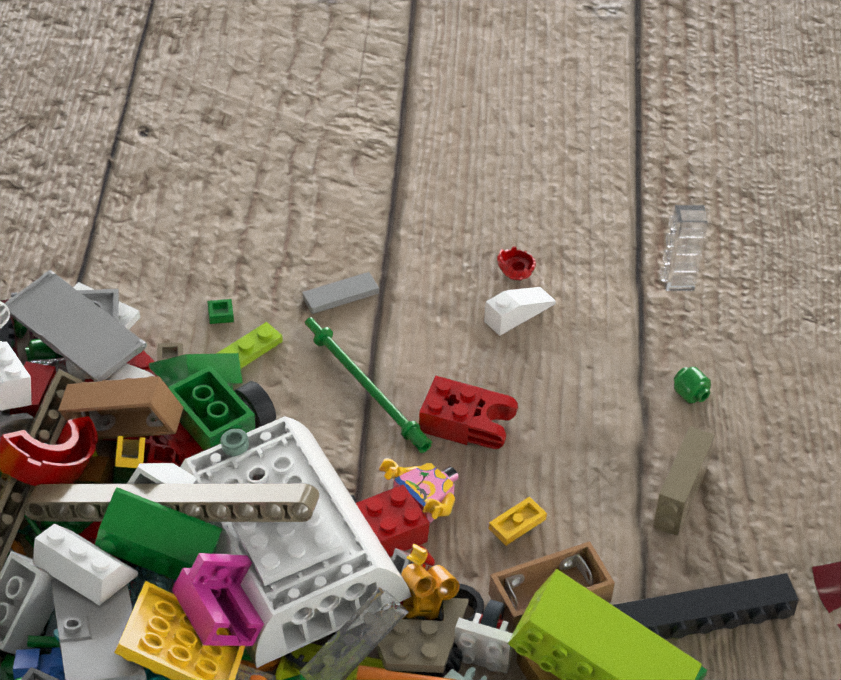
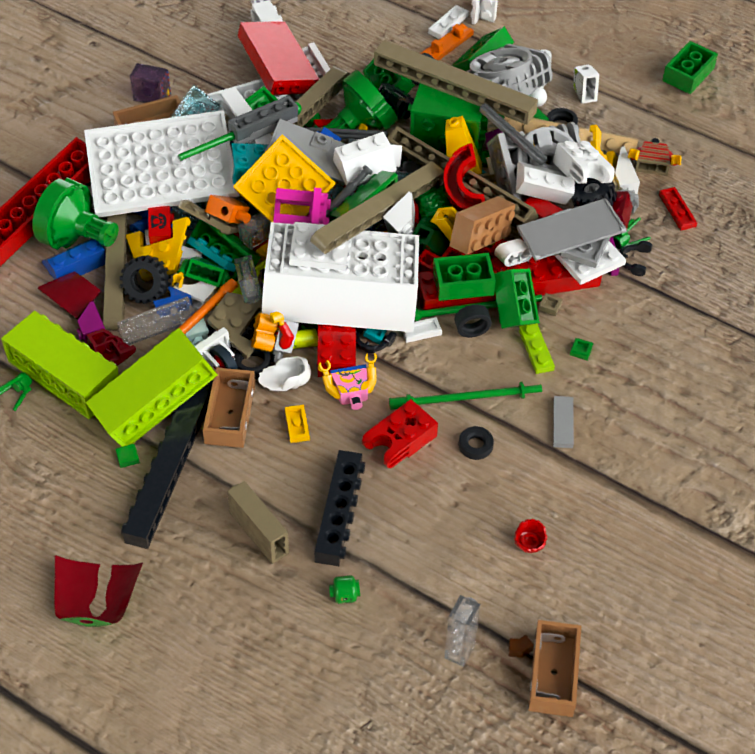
camera: 120 degrees right, 5 degrees up
(143, 561) = (348, 190): none -> dark grey piece
(234, 442) = (412, 255): sand green tile -> none
(423, 365) = (476, 453): none -> black tyre
(460, 556) = (286, 374): none -> white hair
(515, 307) = (486, 518): white slope -> none
(600, 430) = (328, 552): none -> black brick
(641, 236) = (520, 647): none -> reddish brown piece
(647, 196) = (559, 651): none -> medium nougat piece

